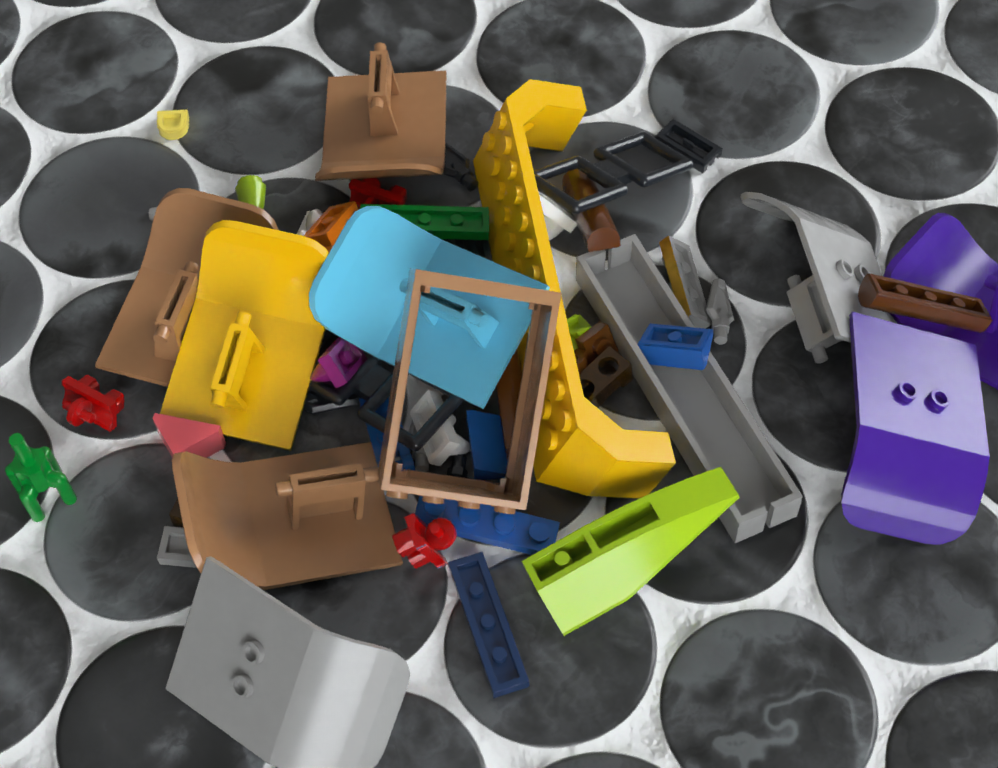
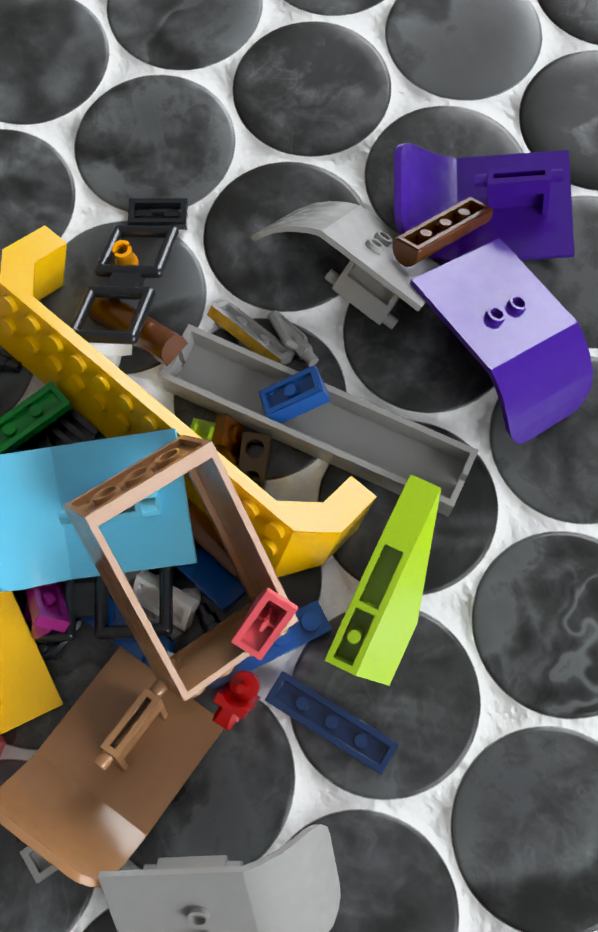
camera: 40 degrees left, 15 degrees up
(494, 479) = (264, 623): none -> coral slope
(630, 152) = (124, 253): none -> light orange pin

